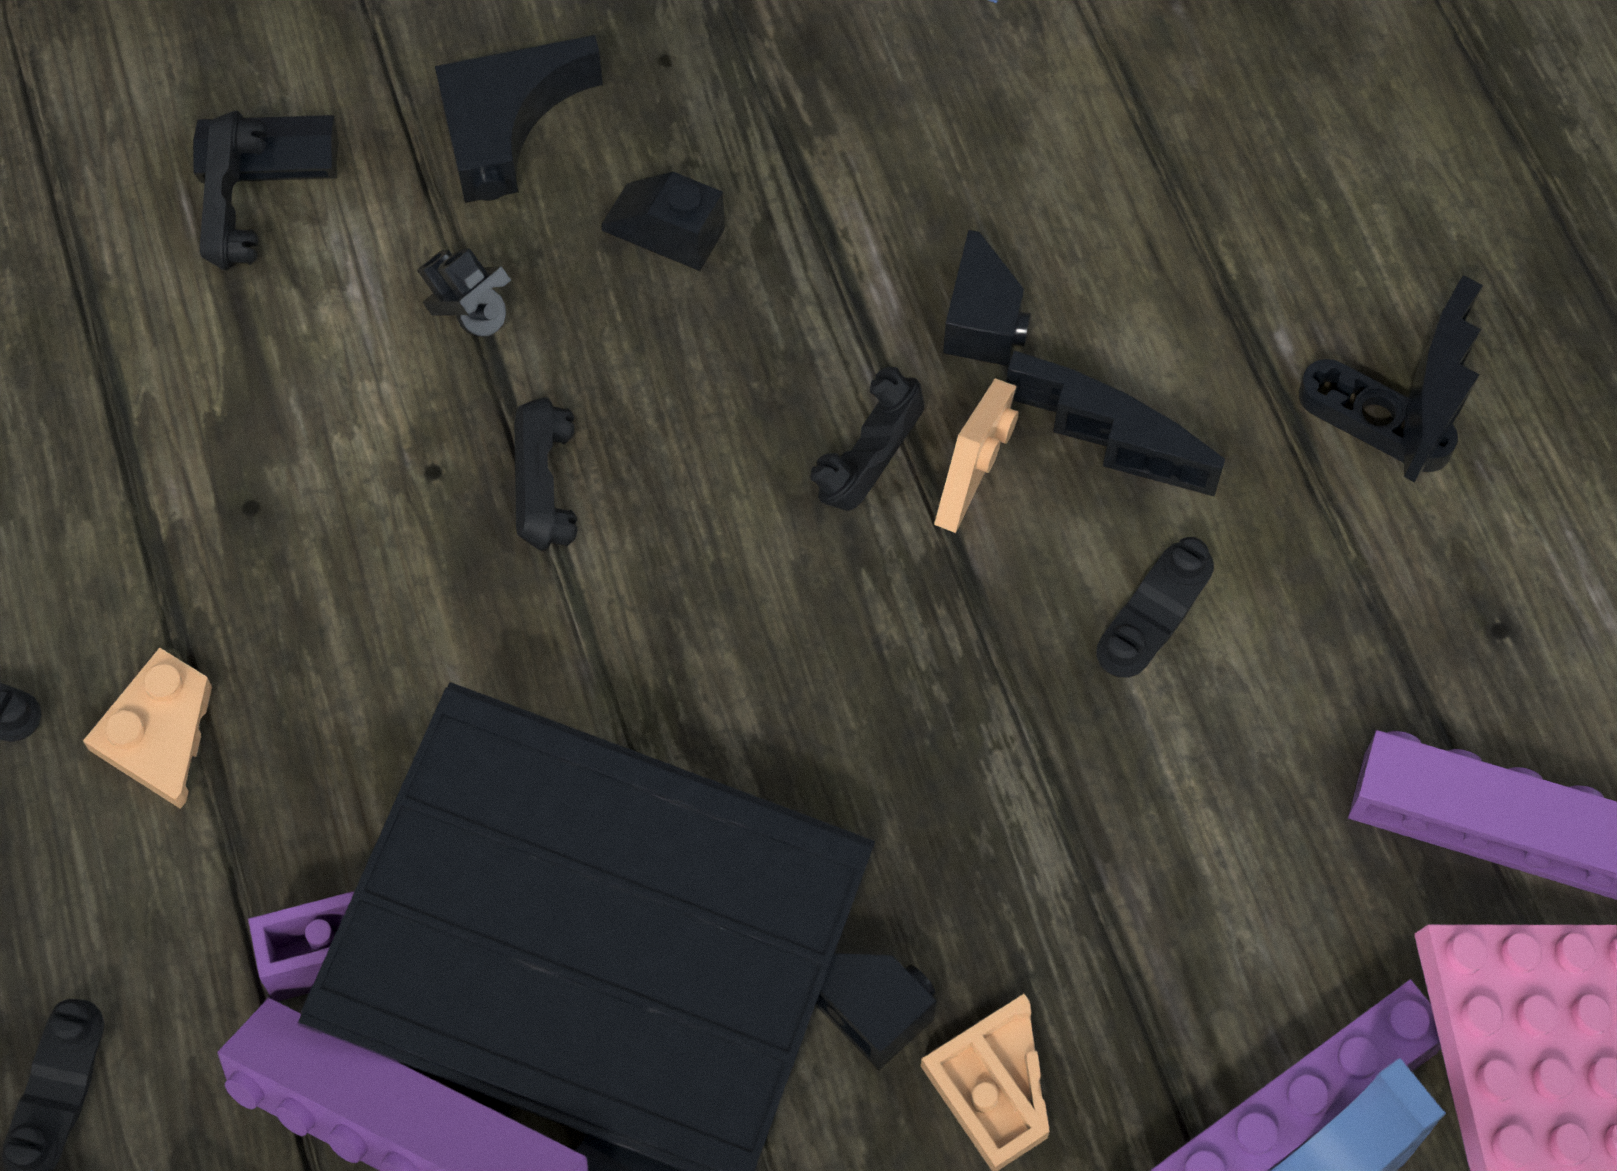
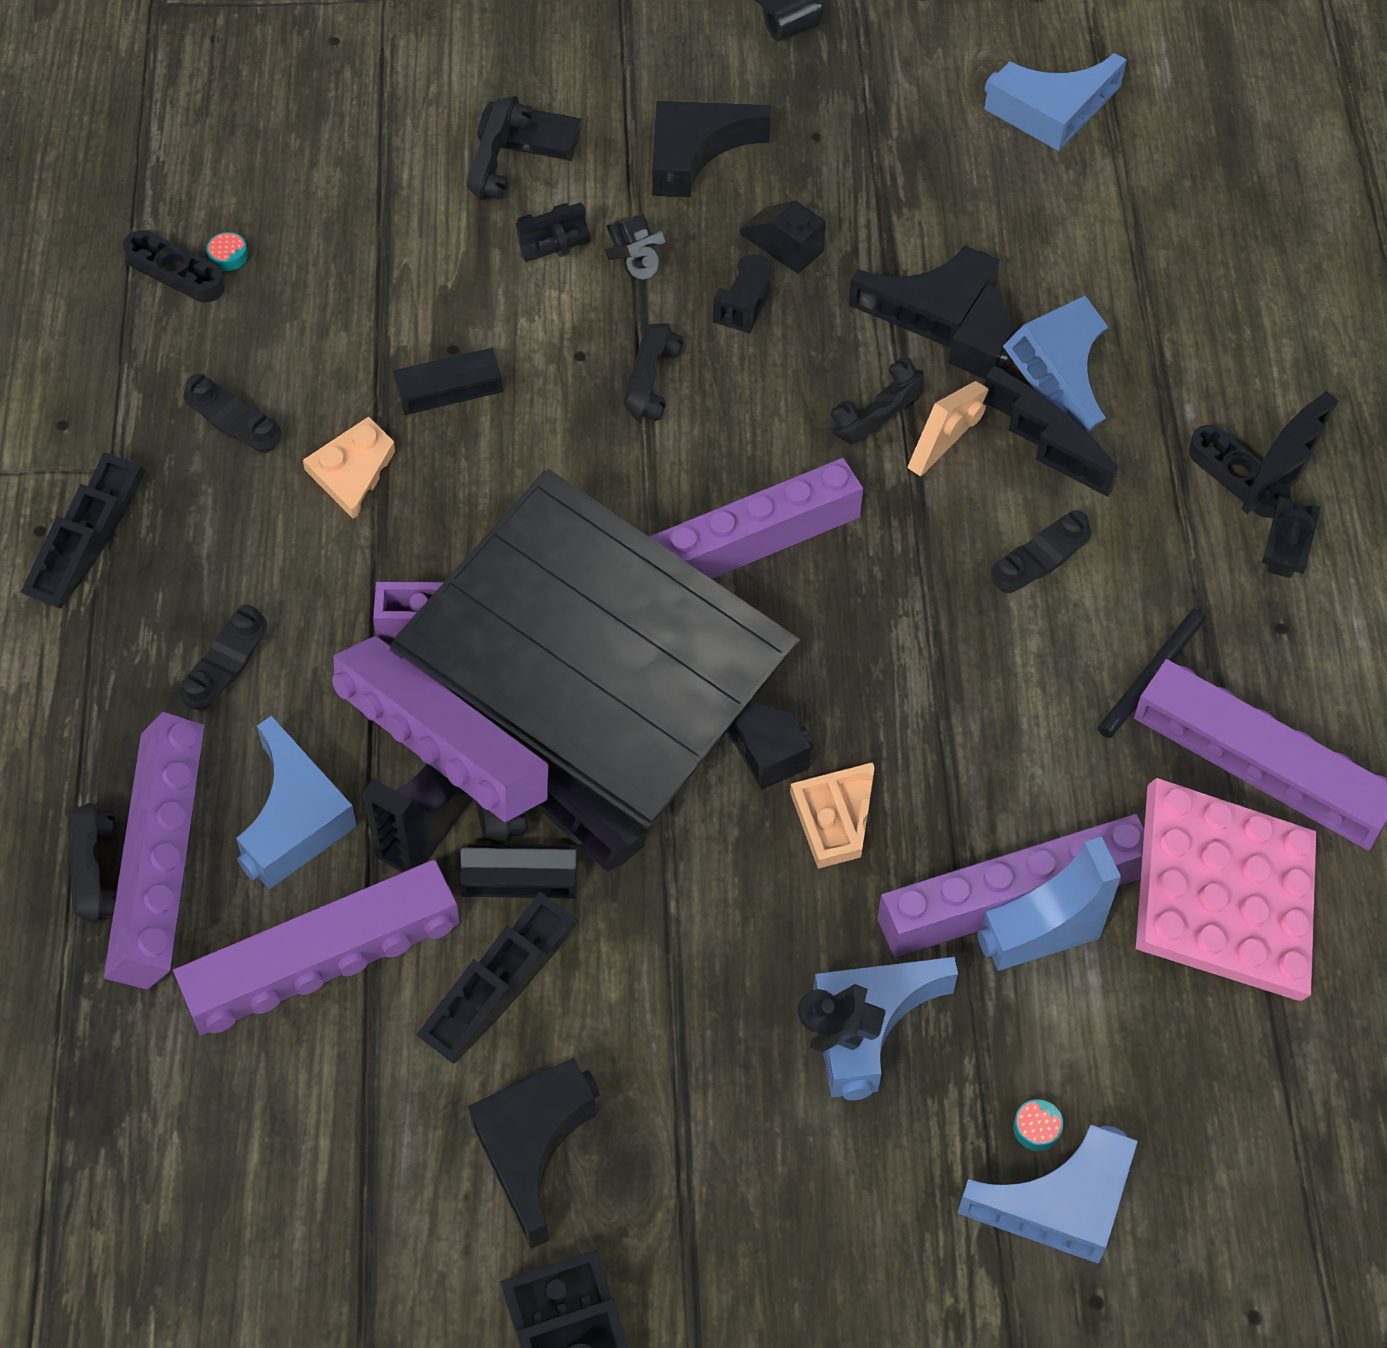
camera: 15 degrees right, 5 degrees down
(258, 561) = (448, 381): none -> black piece
(342, 296) = (552, 231): none -> black hips
(640, 340) = (746, 298): none -> black leg
(766, 666) = (767, 520): none -> medium lavender brick
(900, 273) = (928, 302): none -> black arch
(1094, 319) = (1055, 357): none -> medium blue arch
(1353, 748) = (1168, 651): none -> black piece
(1479, 498) = (1290, 538): none -> black hips

